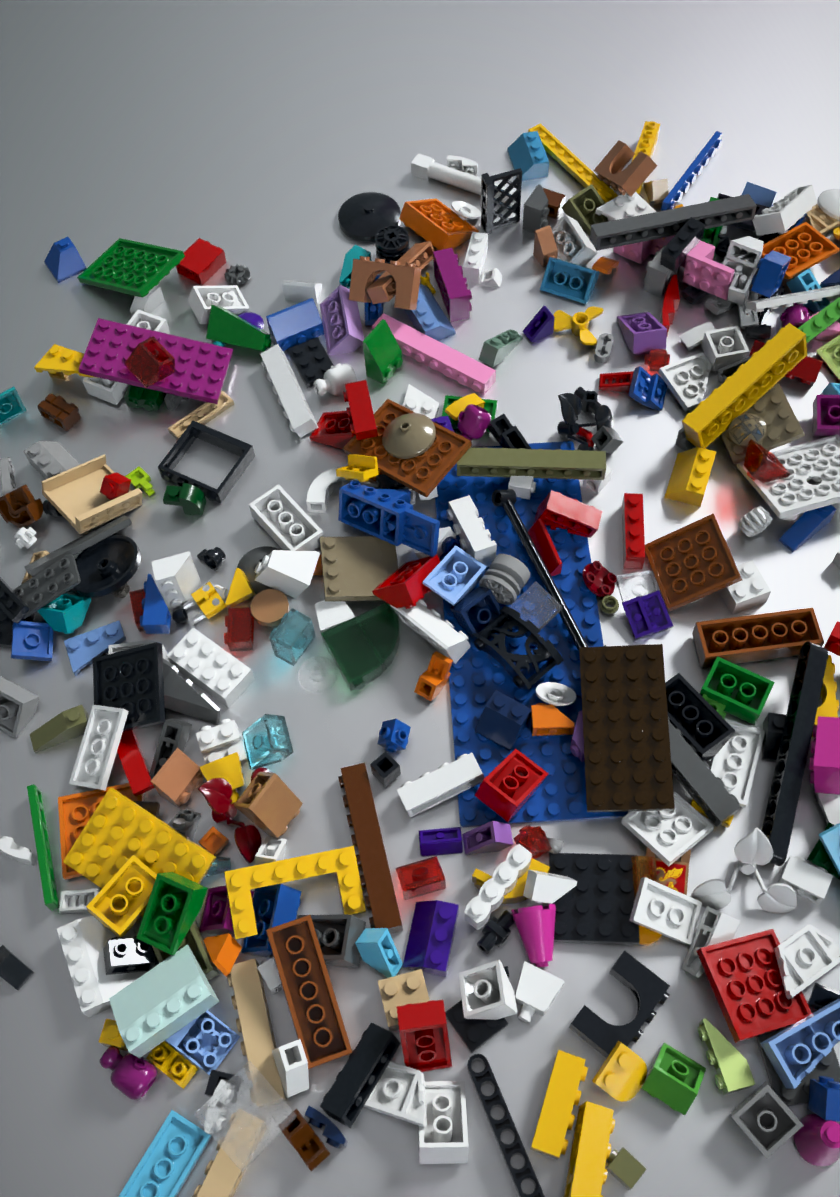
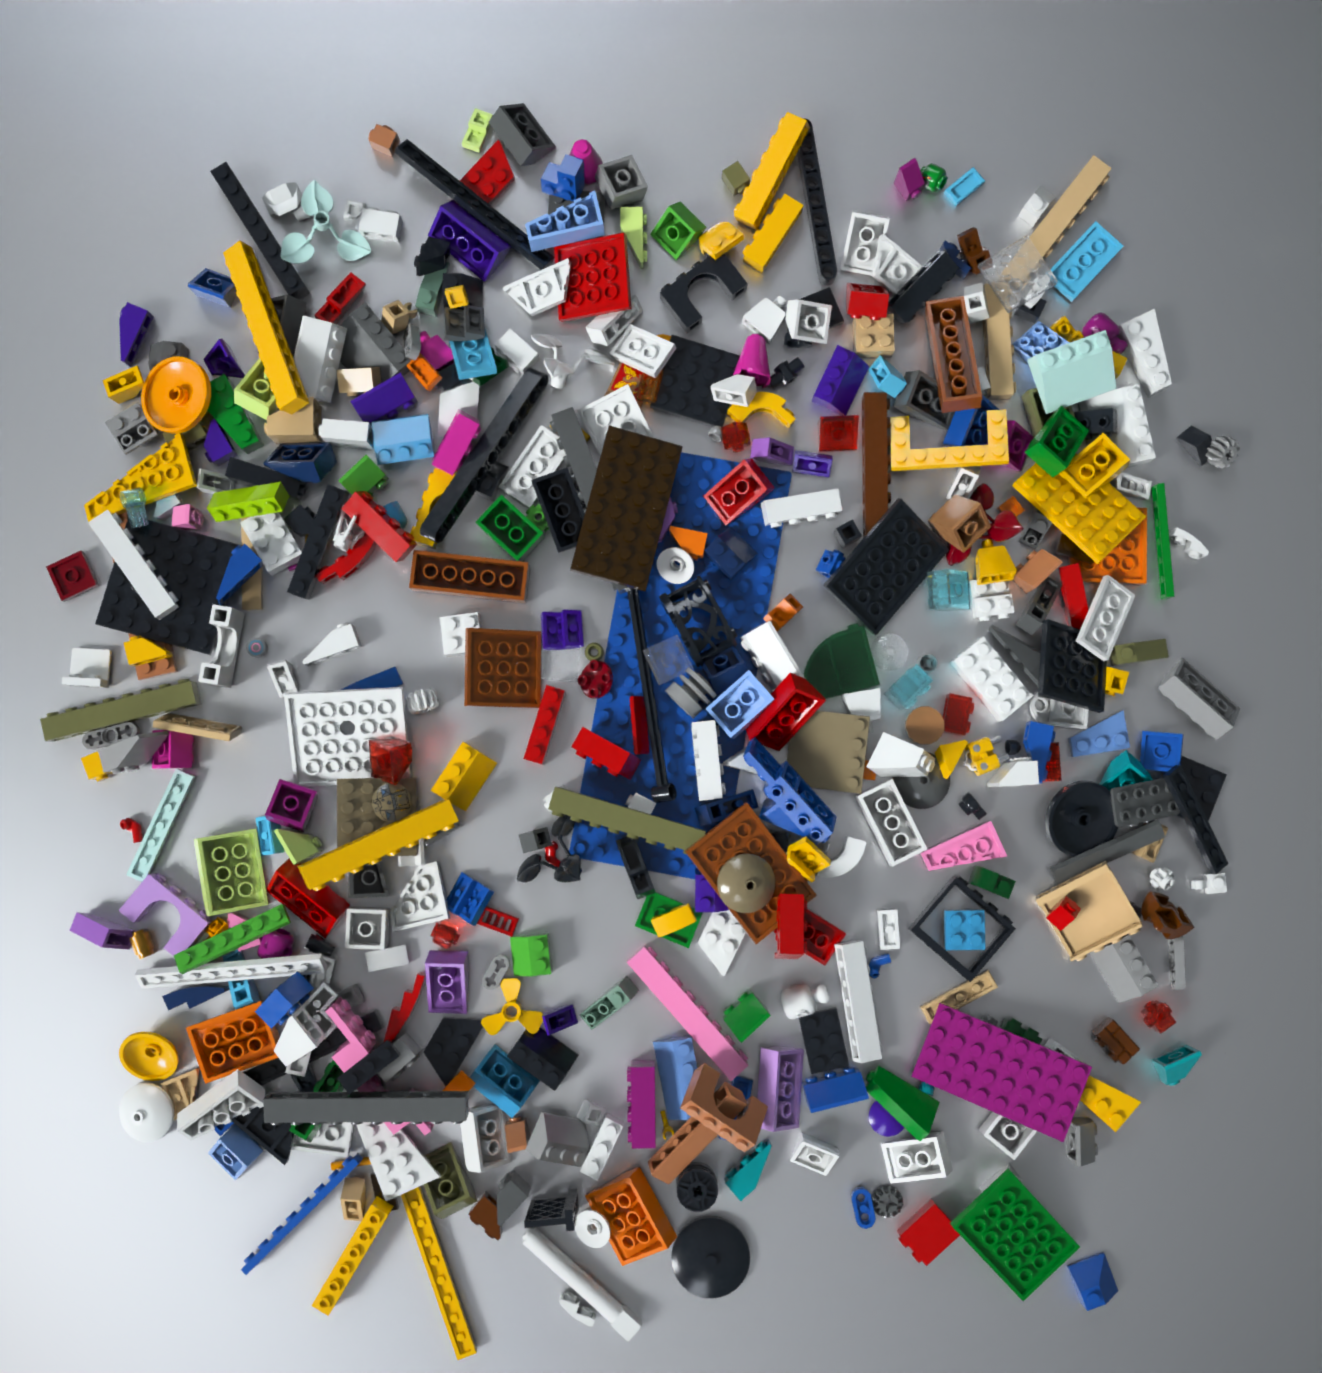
camera: 170 degrees left, 25 degrees up
(25, 437) = (1158, 1016): none -> clear red brick
(77, 1064) = (1146, 352): none -> white wedge
(80, 333) = (1081, 1141): none -> light grey slope
(83, 694) = (1115, 681): none -> yellow brick
(141, 479) = (1035, 924): lime plate -> none
(150, 362) = (1011, 1053): clear red slope -> none
(204, 455) = (964, 929): none -> dark azure plate
(206, 527) = (969, 847): none -> bright pink wing
(219, 865) = (1006, 488): clear light blue cone -> none
(223, 951) = (1018, 403): orange slope -> none
(256, 266) = (862, 1207): none -> blue plate
(272, 448) = (888, 929): none -> white plate
(277, 663) = (929, 661): none -> light grey wheel
(278, 422) = (875, 964): none -> blue arm
(337, 743) = (886, 566): none -> black plate
(438, 501) = (724, 807): none -> dark blue slope
(448, 544) = (731, 750): clear blue tile -> none
(473, 422) = (672, 891): magenta piece -> none
(493, 890) = (782, 395): white brick -> none
(511, 244) = (559, 1140): none -> light grey slope
(529, 155) = (490, 1302): dark azure slope -> none
(537, 292) = (543, 1057): none -> black slope
(576, 364) = (531, 955): none -> bright green slope
(588, 399) = (541, 908): black axle -> none
(621, 295) = (451, 1045): none -> black wing
(629, 179) = (402, 1241): nougat arch -> none
(811, 384) = (298, 844): none -> yellowish green slope

